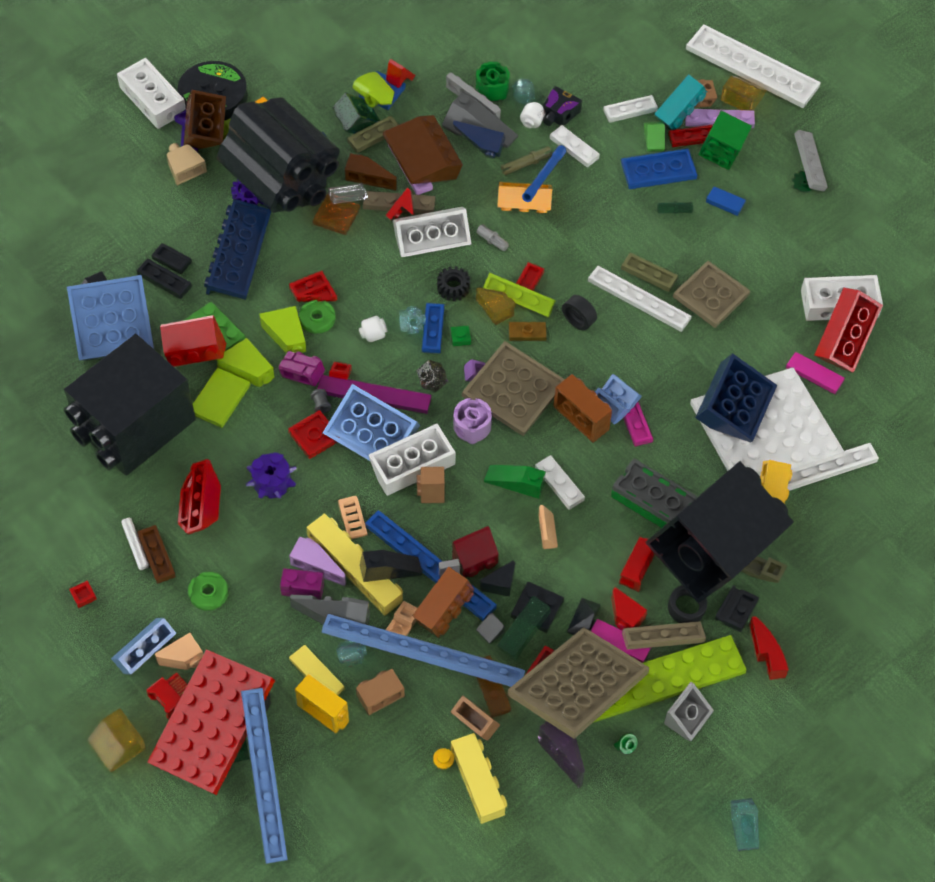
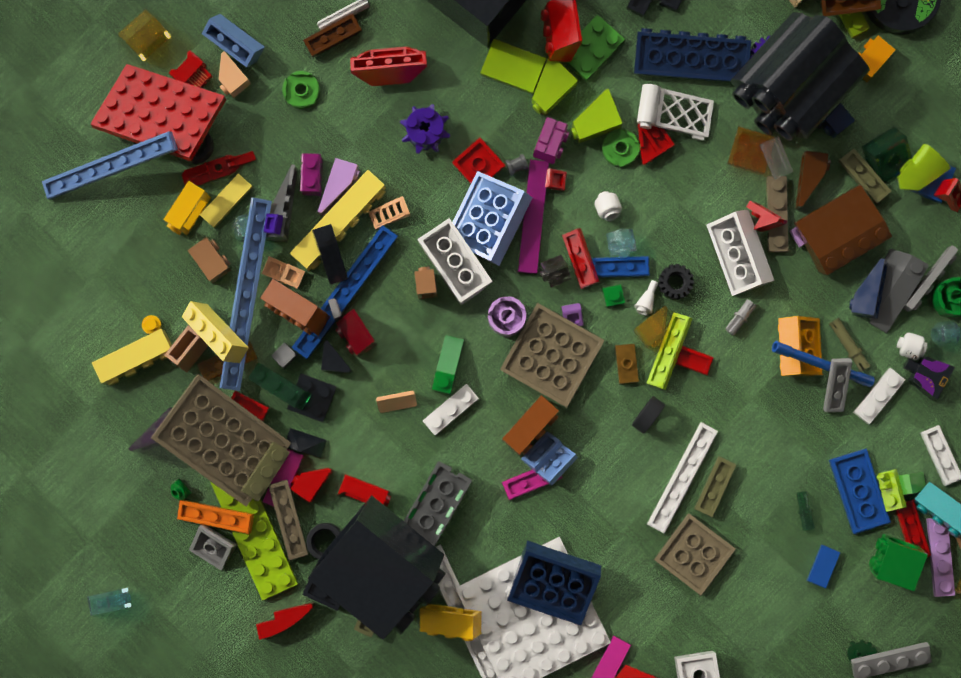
camera: 90 degrees right, 25 degrees up
(281, 690) = (207, 172): none -> red piece
(284, 280) = (651, 110): none -> white piece
(353, 611) = (273, 223): none -> dark purple tile
(417, 357) = (580, 258): none -> red tile
(461, 680) = (215, 332): none -> light yellow brick
(472, 309) = (645, 303): none -> white cone
(563, 167) = (837, 385): none -> light grey tile
(613, 647) = (265, 471): none -> olive plate
(657, 706) = (215, 516): none -> orange tile
(660, 143) = (891, 490): none -> lime plate

